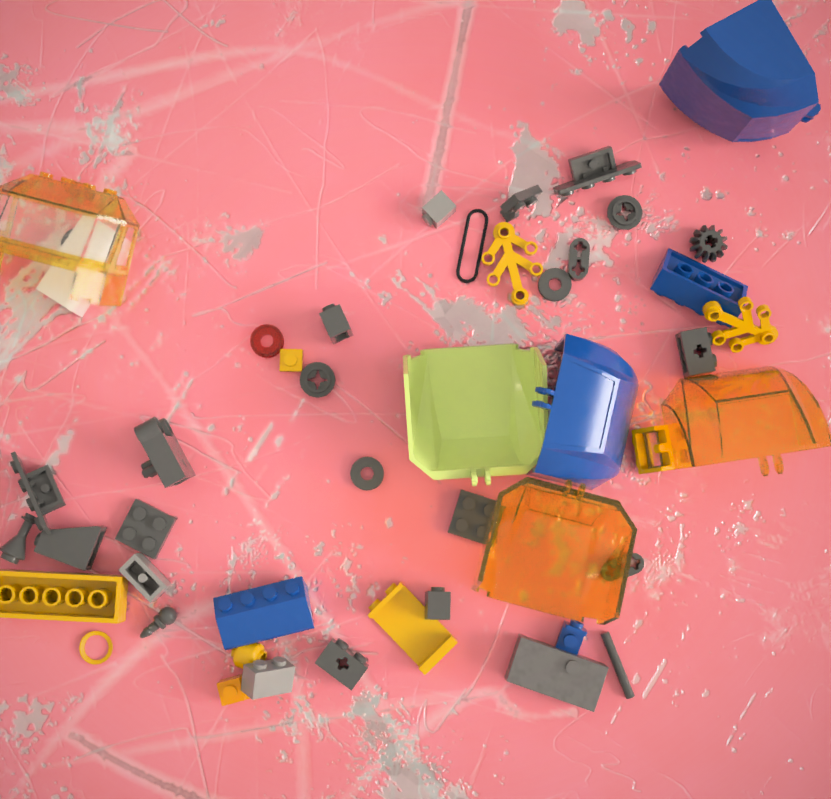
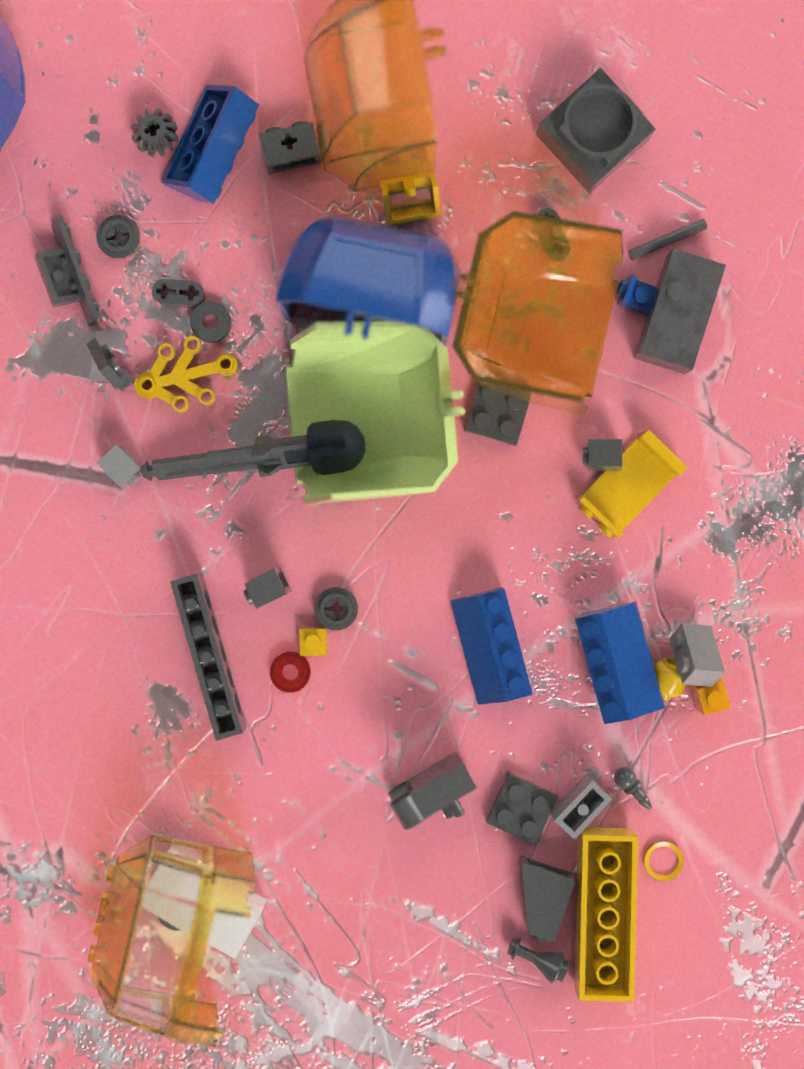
camera: 90 degrees left, 5 degrees up
(42, 491) = (481, 936): dark grey bracket -> none
(281, 506) = (491, 647): none -> blue slope
(282, 275) = (209, 656): none -> dark grey brick
(346, 675) = (688, 559): dark grey brick -> none
(377, 478) = (460, 551): dark grey piece -> none
(448, 373) = (327, 448): none -> piece
(463, 244) = (169, 414): black piece -> none
(708, 605) = (595, 130): none -> dark grey container
(762, 334) = (266, 65): yellow plant -> none

